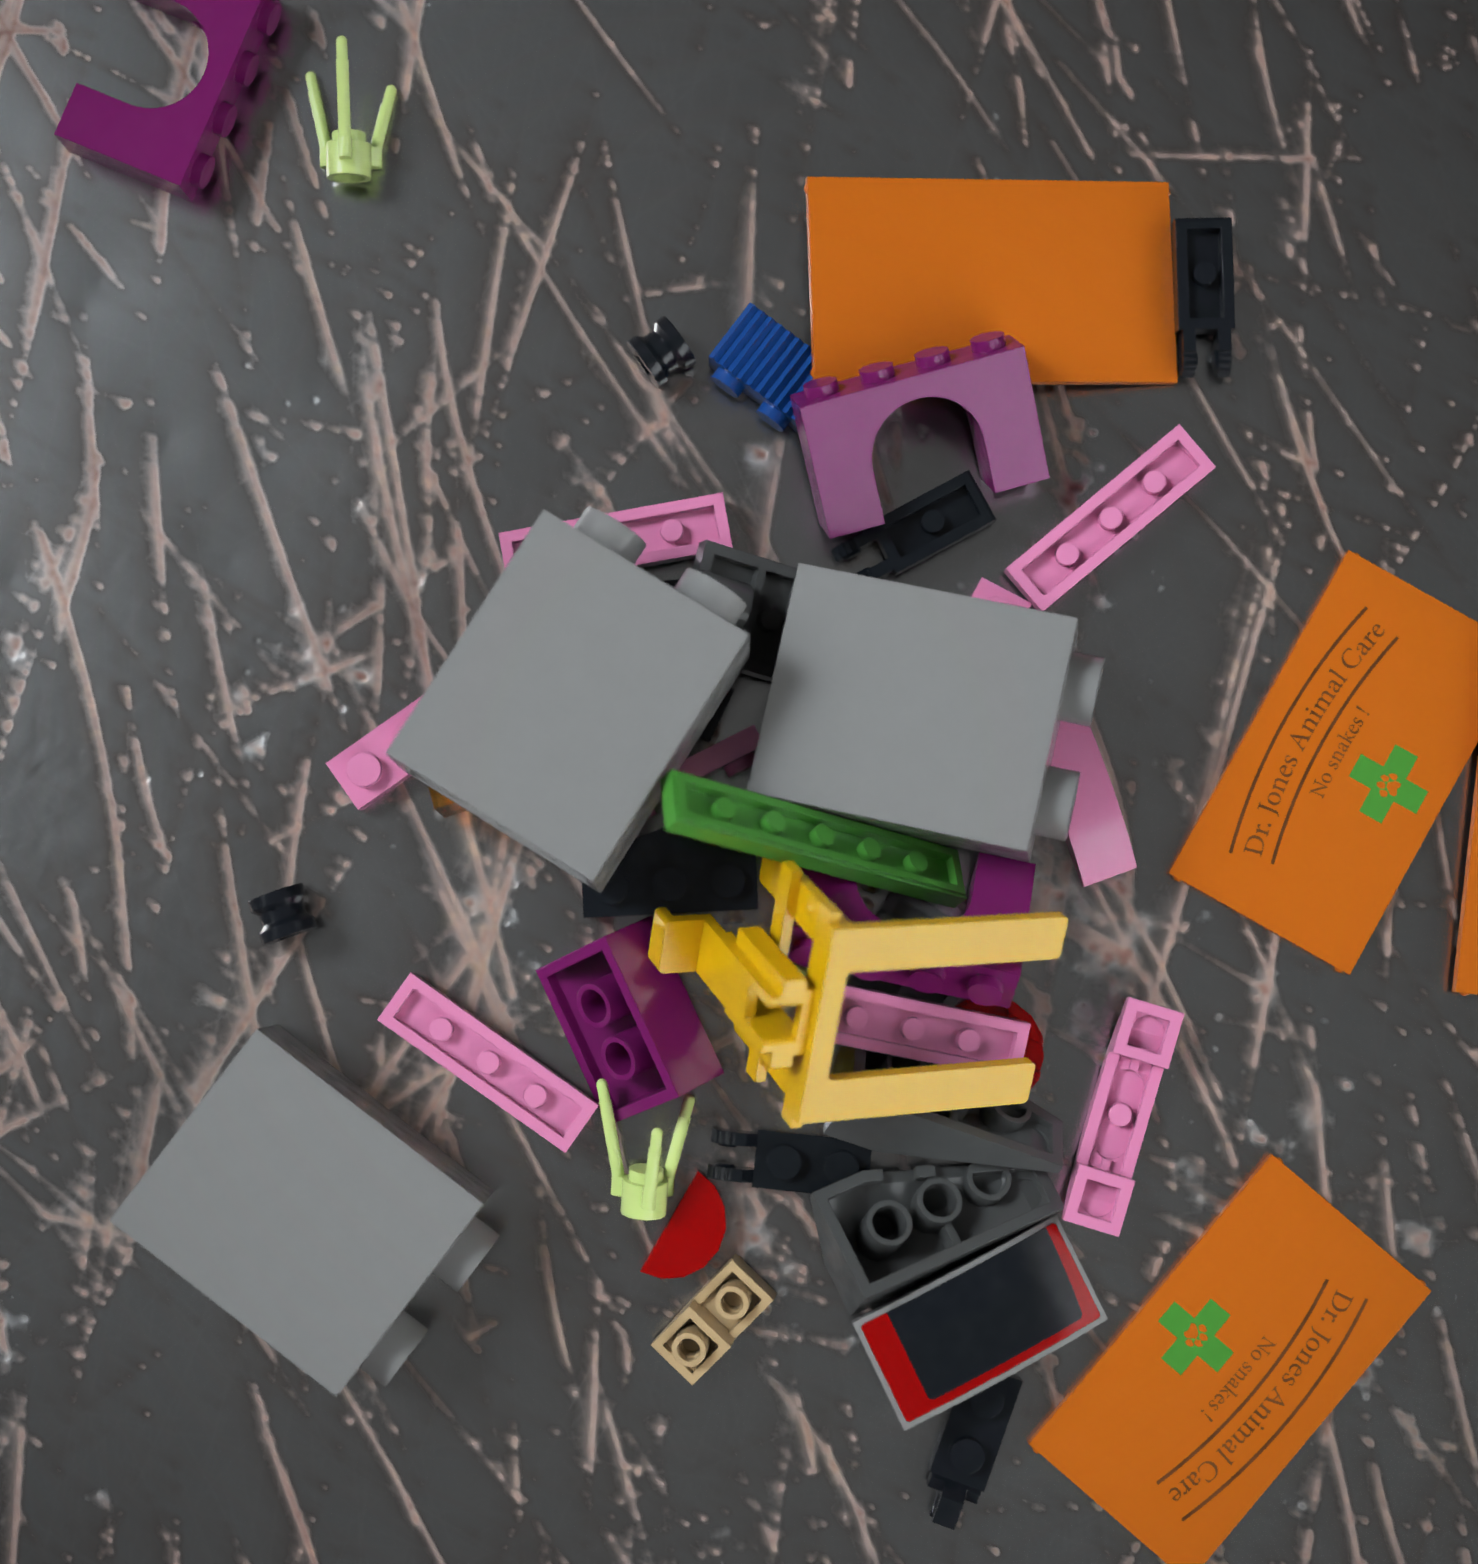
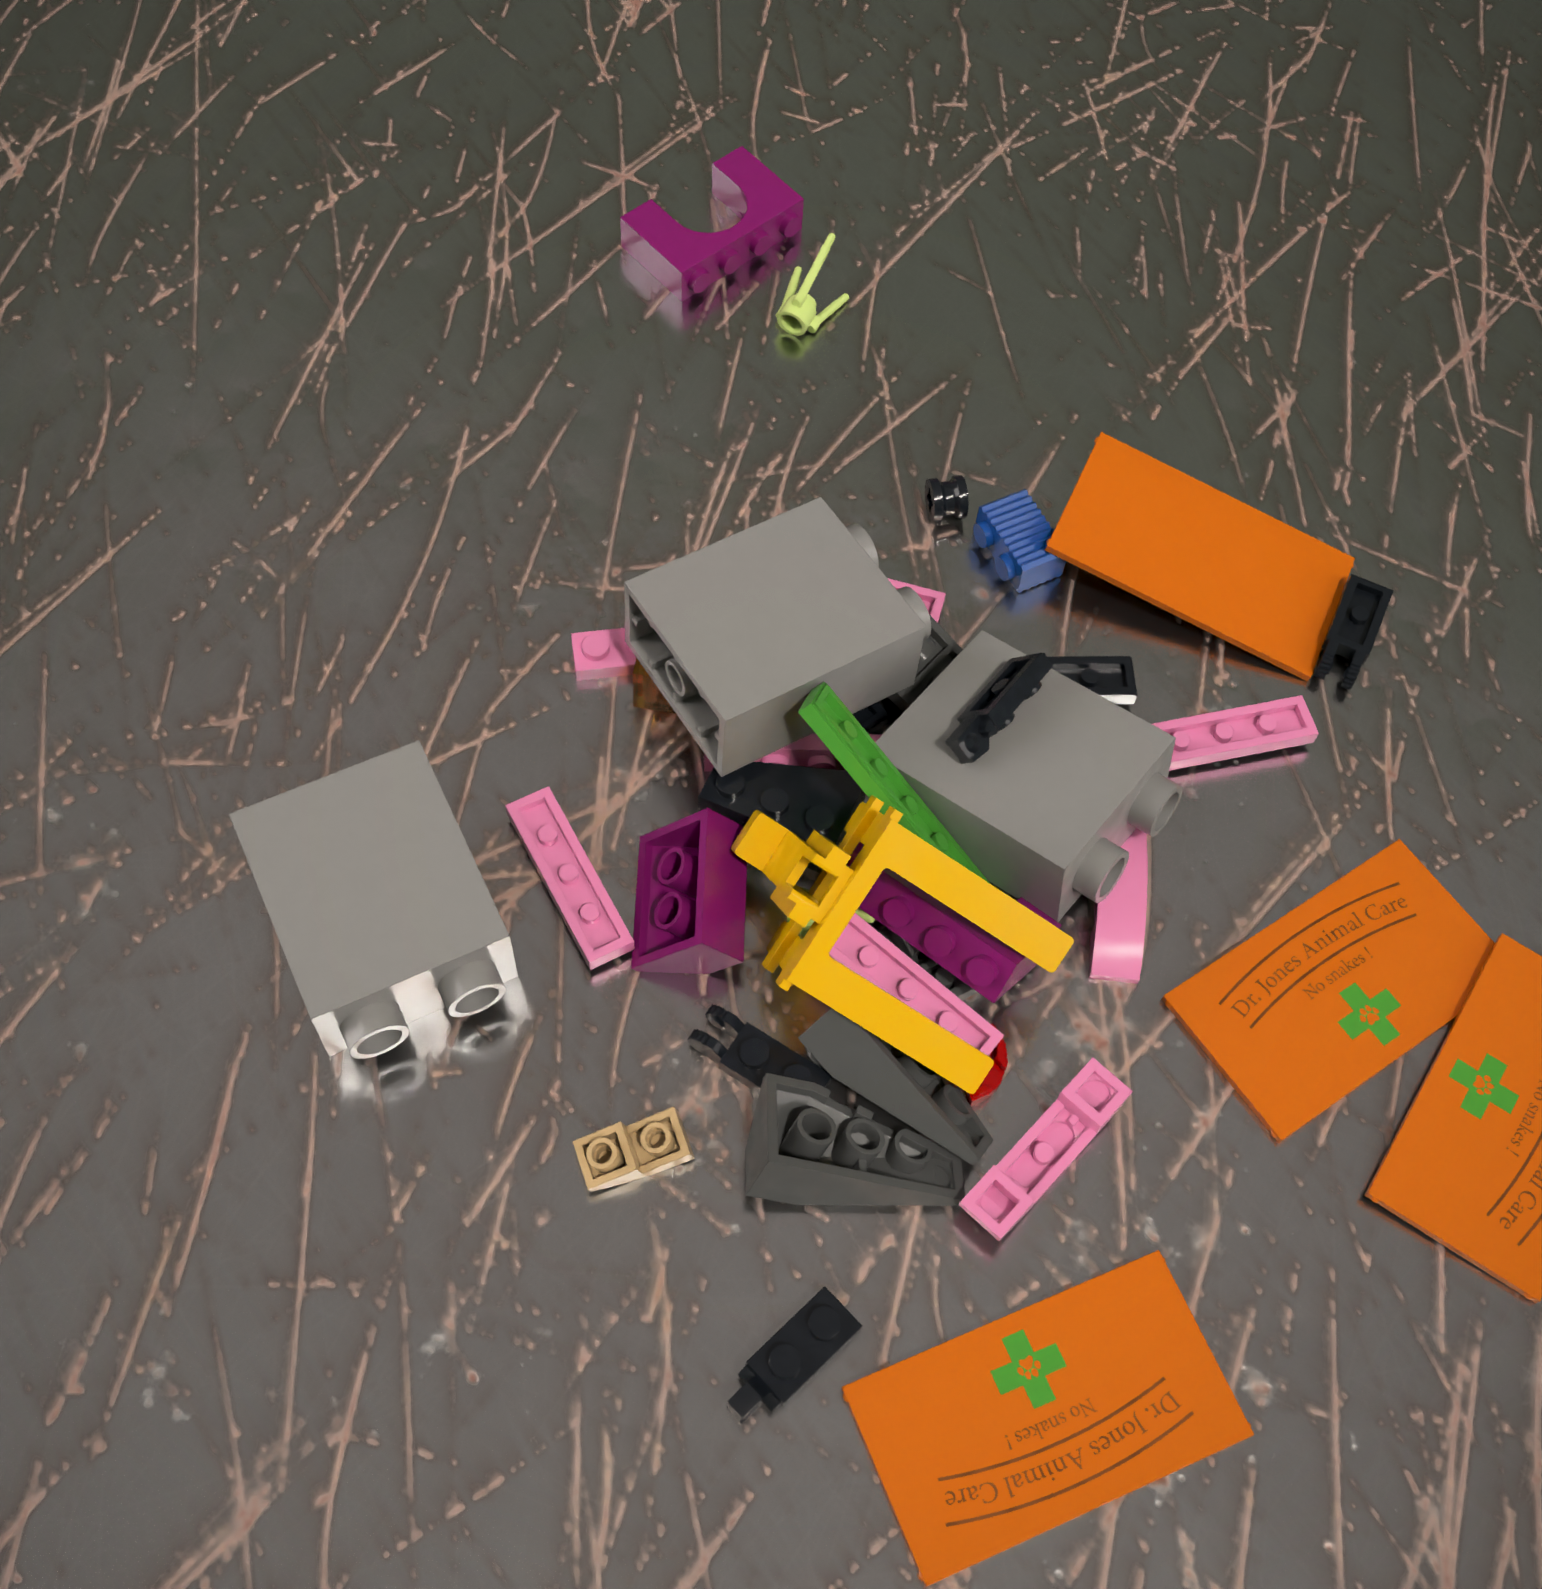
camera: 25 degrees right, 25 degrees down
(282, 914) = (481, 709): black wheel -> none
(647, 1184) = (634, 1020): yellowish green plant -> none
(690, 1234) = (650, 1076): red tile -> none
(843, 417) = (1169, 595): magenta arch -> none
(866, 676) = (995, 705): none -> black hinge
(979, 1322) = (850, 1252): black slope -> none

